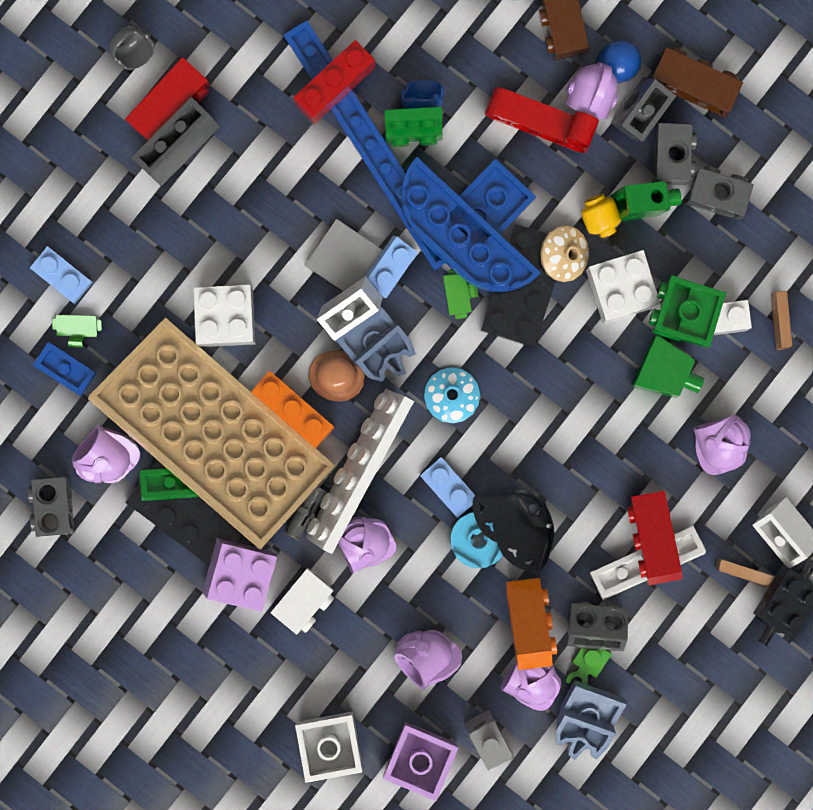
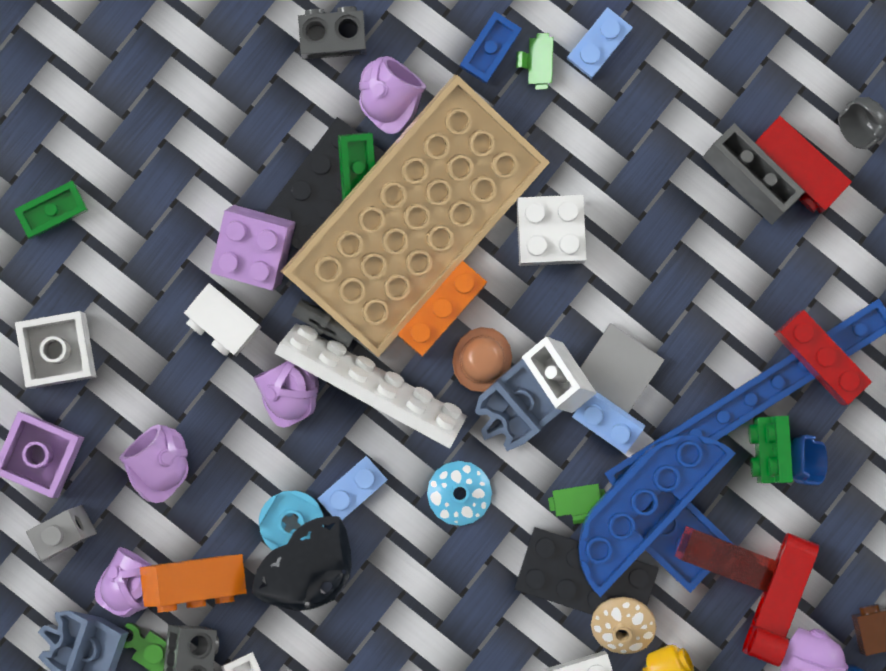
camera: 85 degrees right, 0 degrees up
(206, 752) = (51, 210): none -> green plate
(507, 166) = (726, 559): none -> clear red slope

